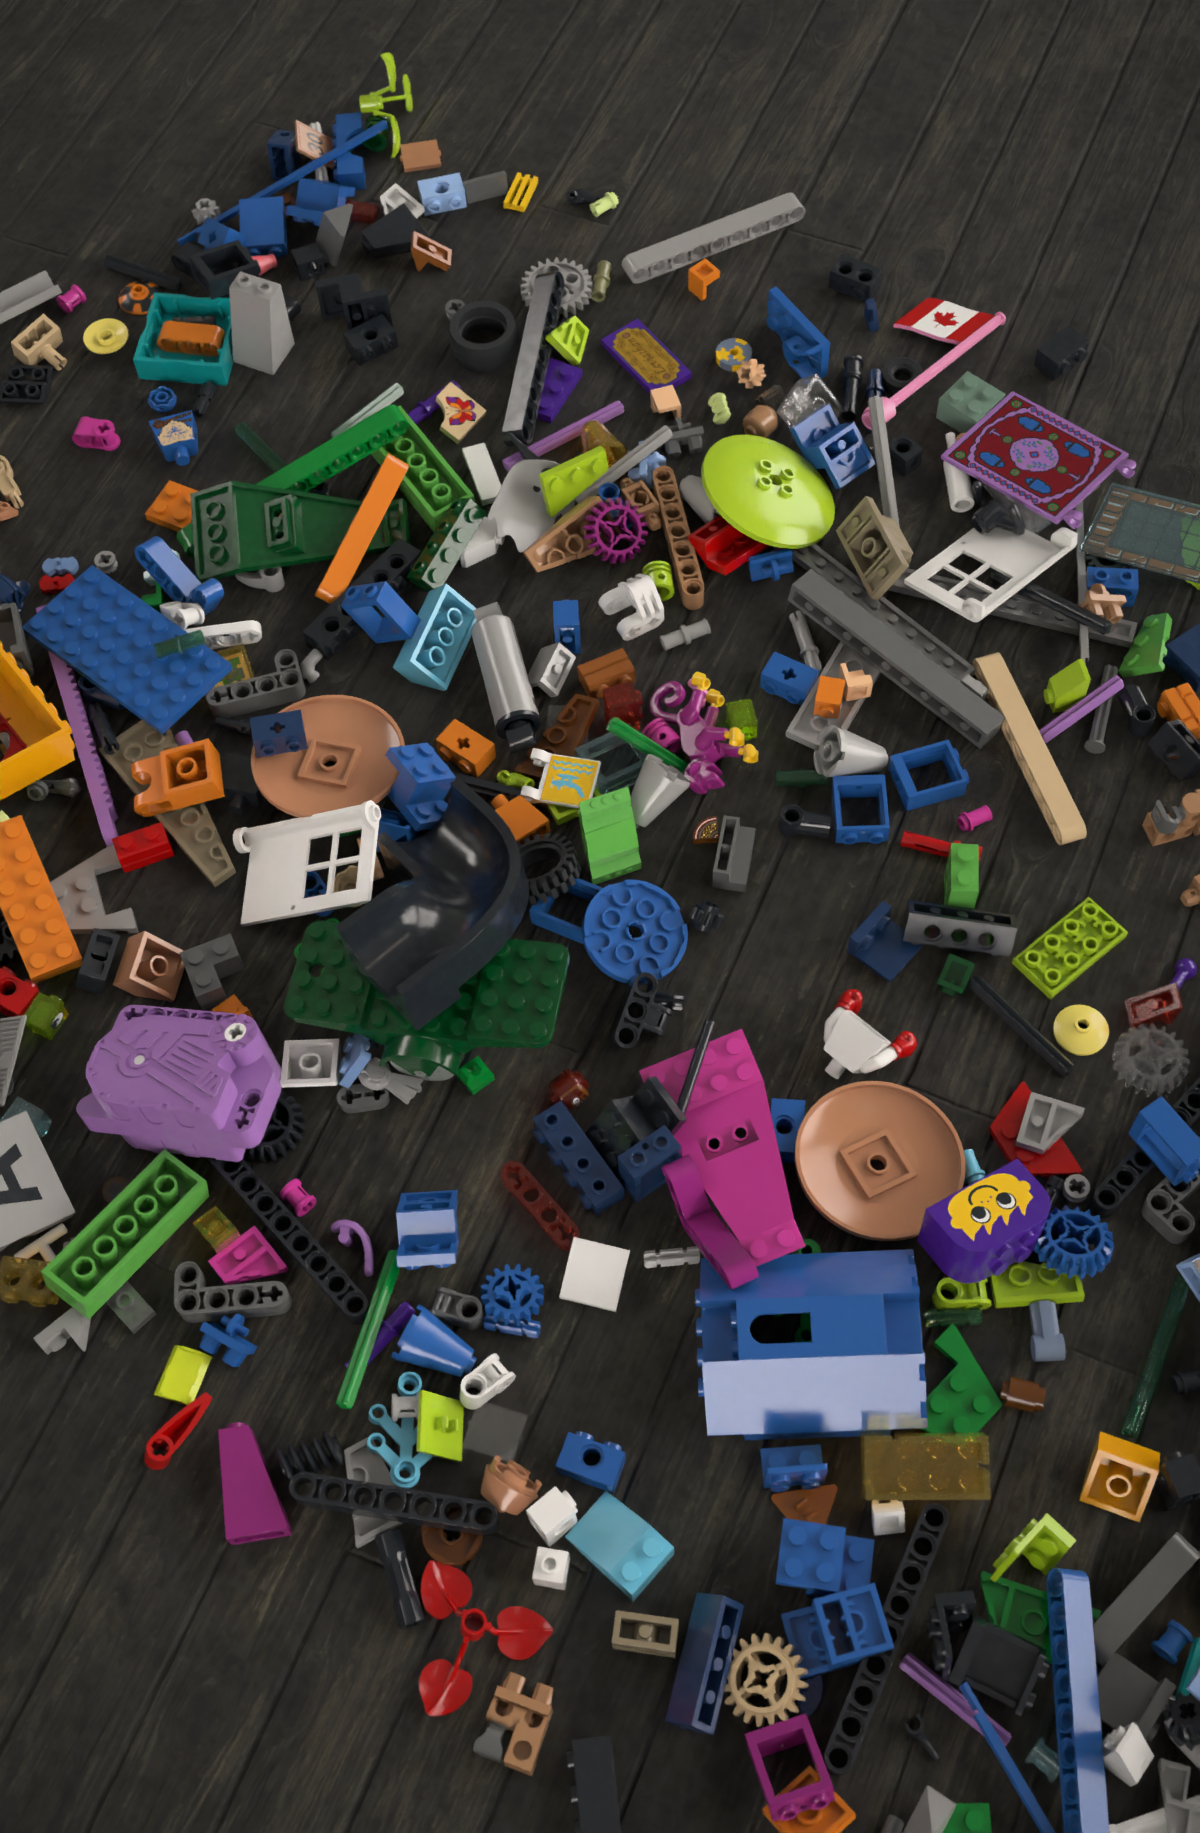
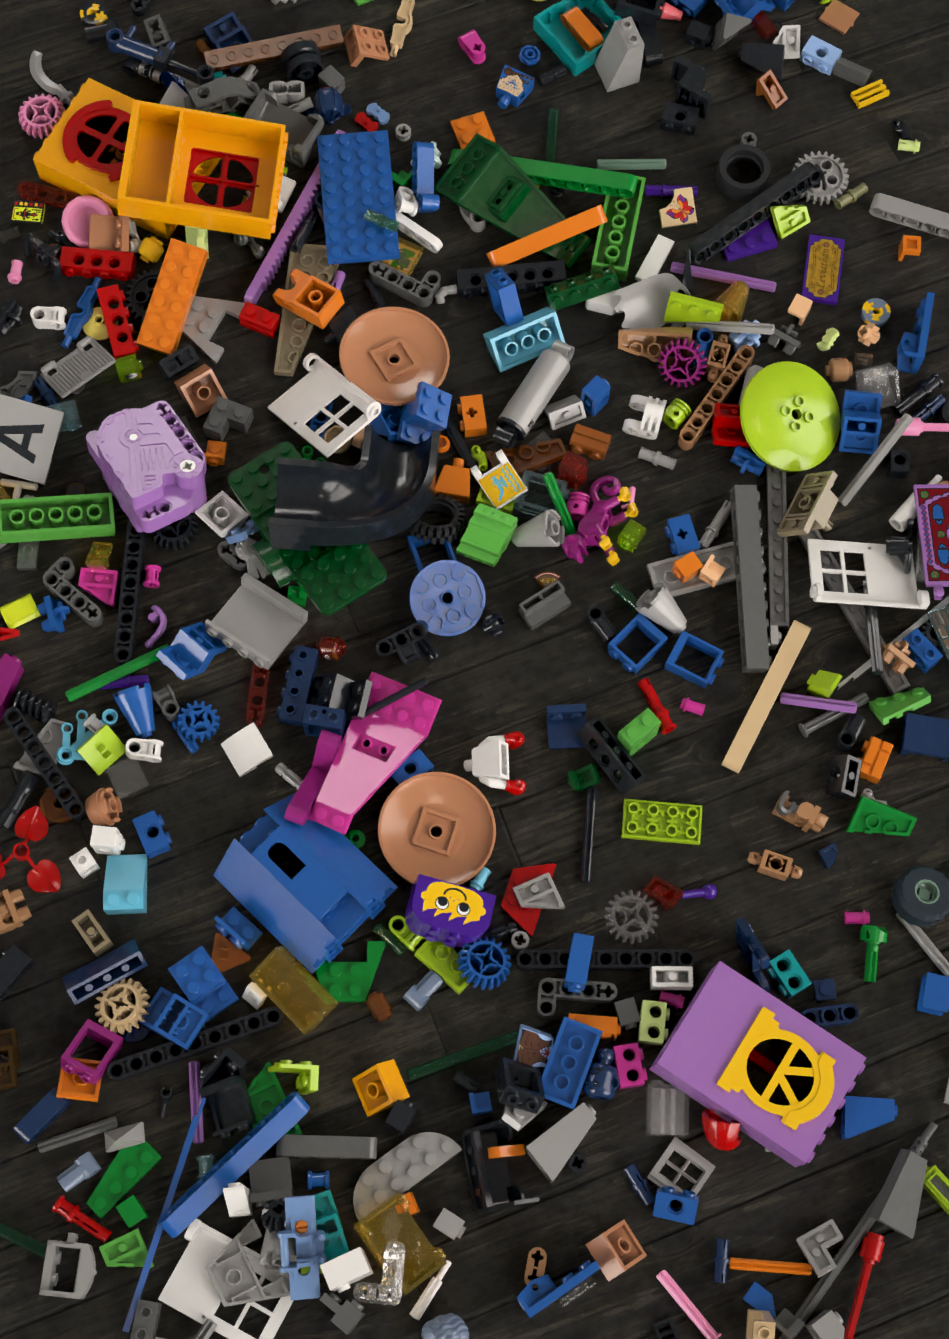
camera: 40 degrees right, 10 degrees up
(278, 733) = (379, 320): dark blue brick -> none
(463, 1135) = (257, 622): none -> light grey panel
(1079, 1040) = (615, 877): light yellow dish -> none

